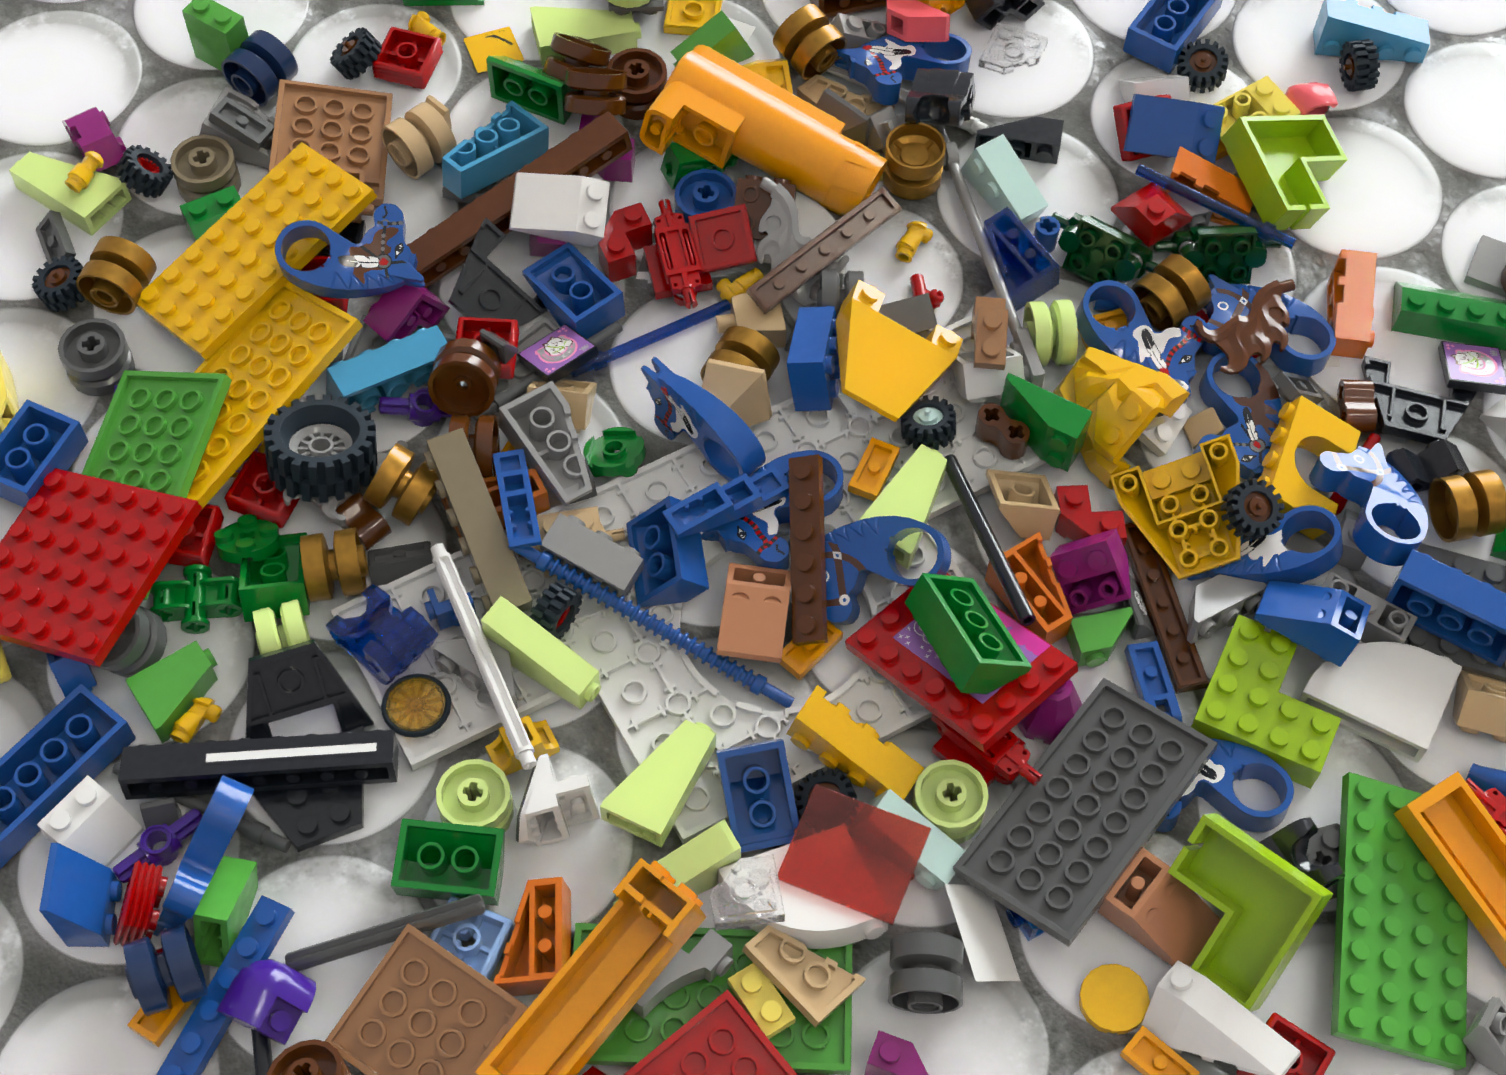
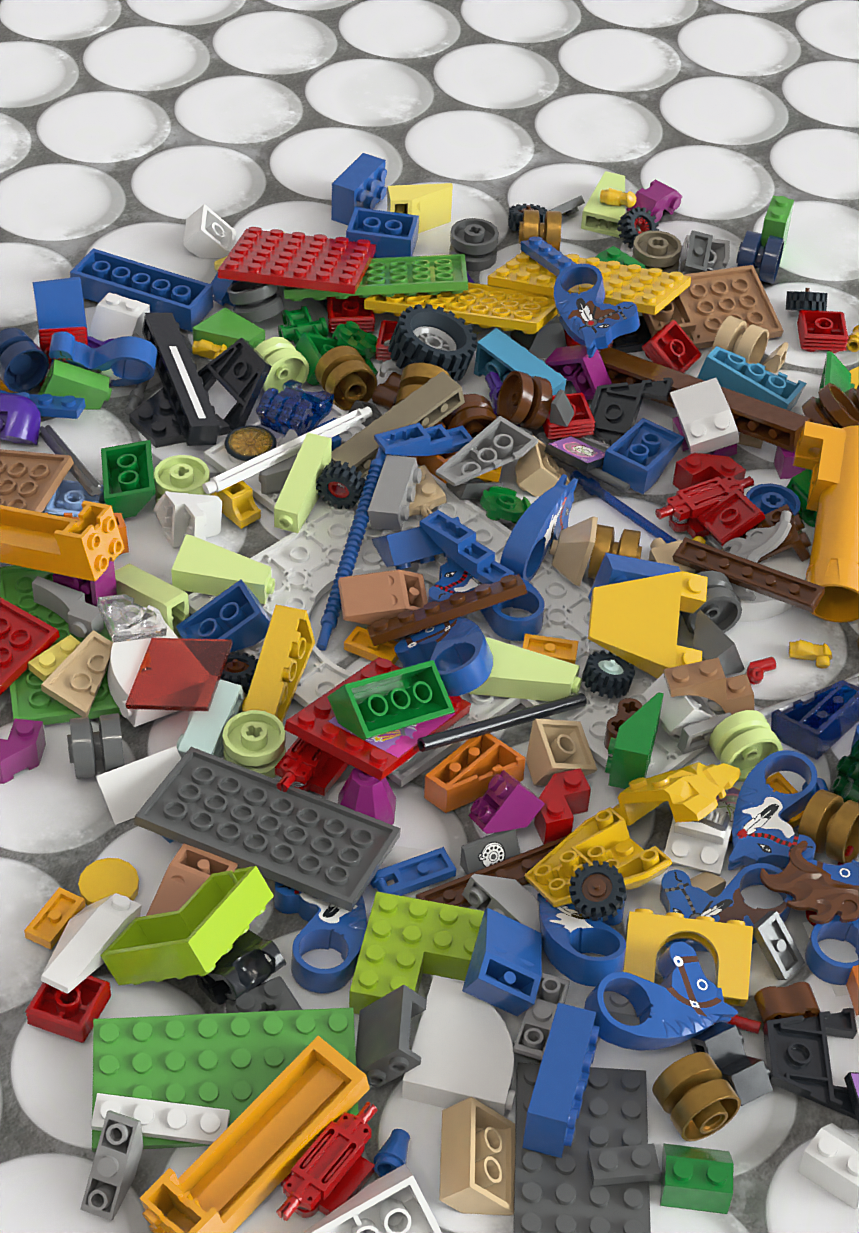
camera: 75 degrees right, 15 degrees down
(197, 275) = (546, 255): none -> blue plate
(417, 211) = (672, 348): none -> red brick
(1097, 635) = (445, 826): bright green slope -> none
(1379, 748) = (385, 1036): none -> dark grey panel
(1454, 988) = (165, 1119): none -> white plate

